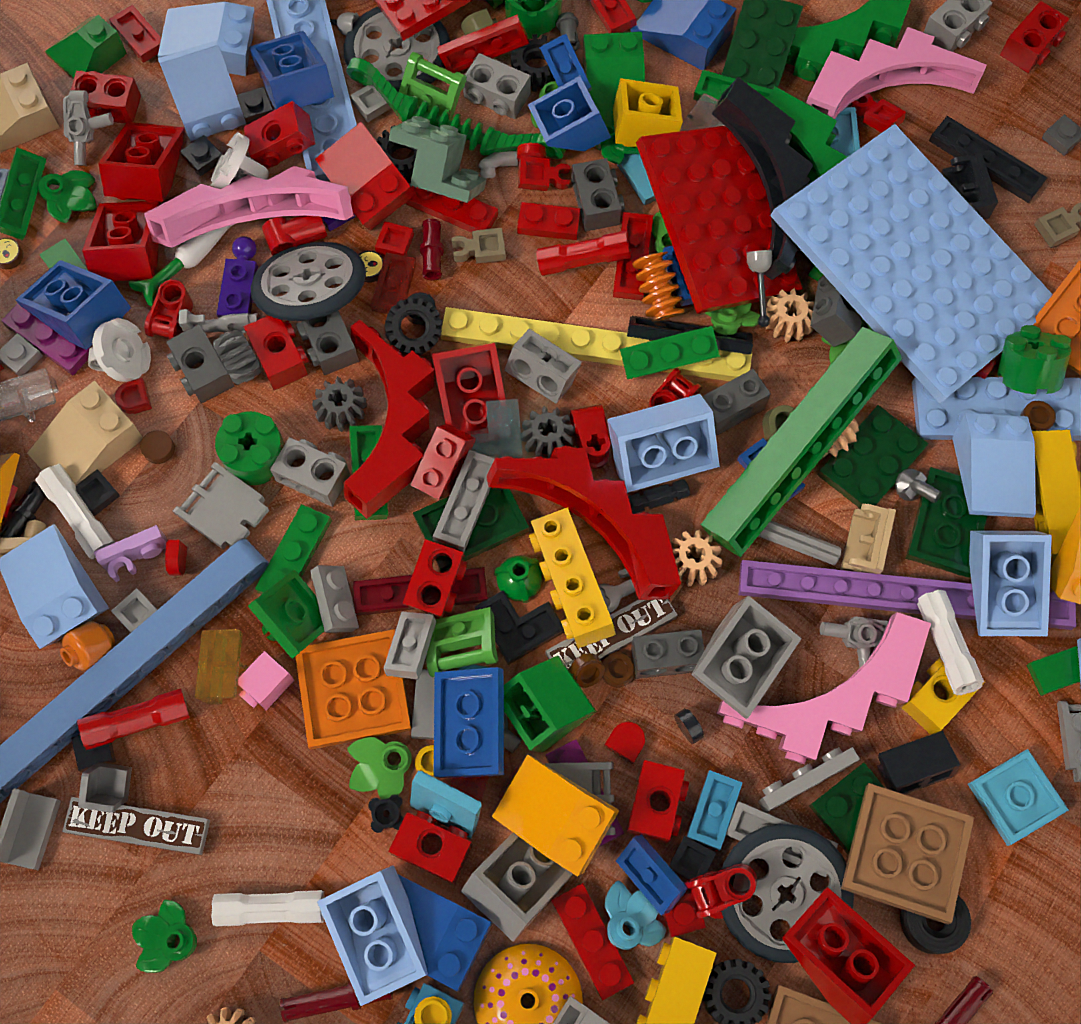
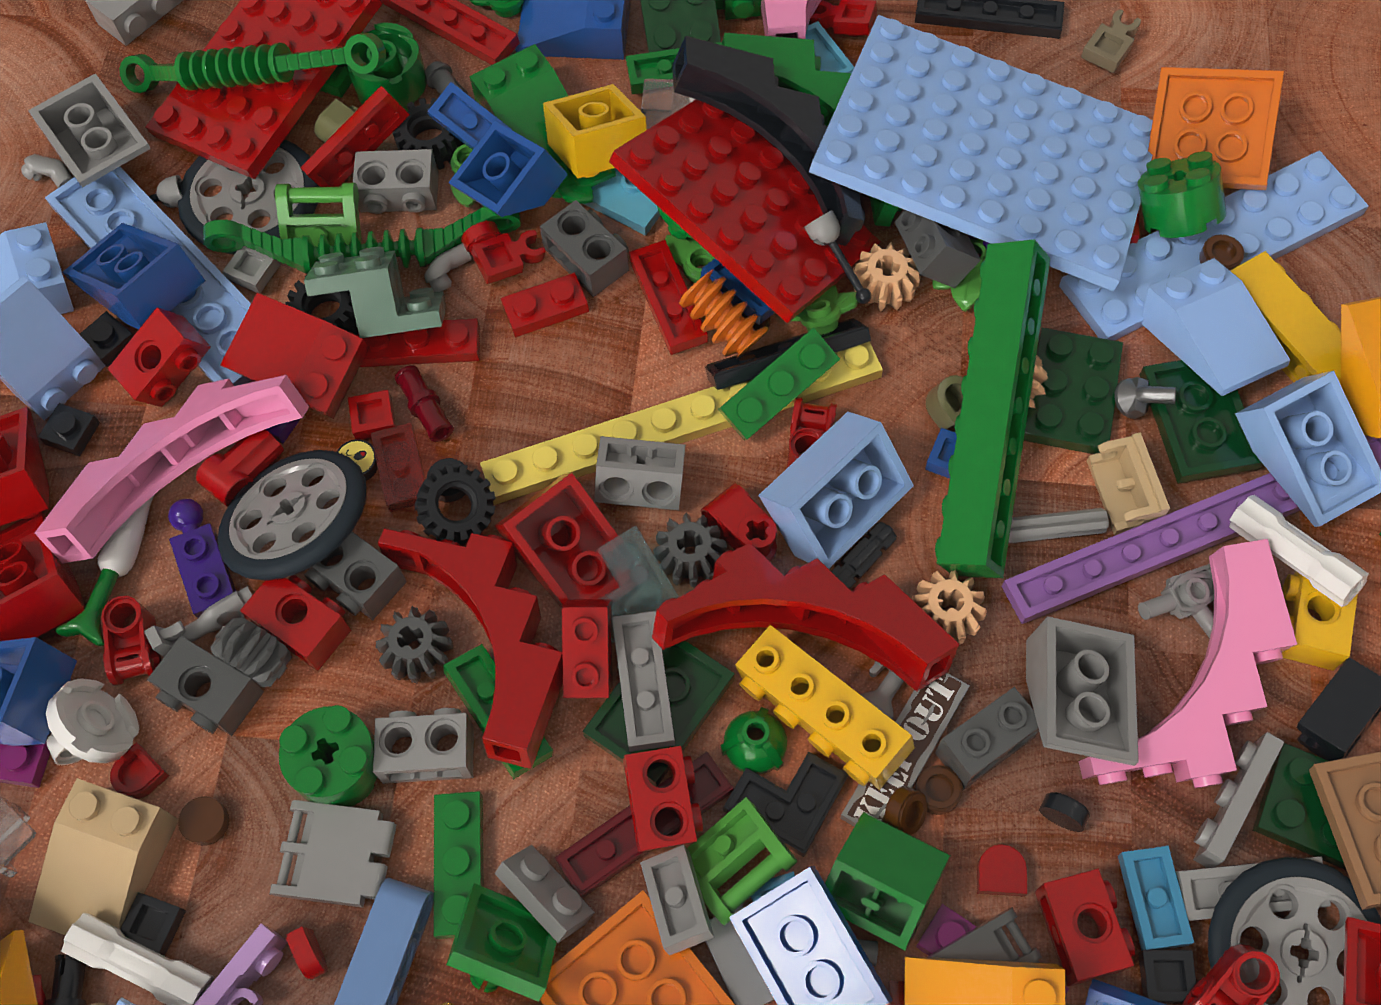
camera: 25 degrees left, 5 degrees down
(235, 164) = (121, 417): white tile -> none
(485, 246) = (484, 368): dark tan plate -> none
(602, 249) = (635, 301): red axle -> none
(737, 400) = (890, 394): dark grey brick -> none
(972, 182) = (994, 38): black hinge -> none

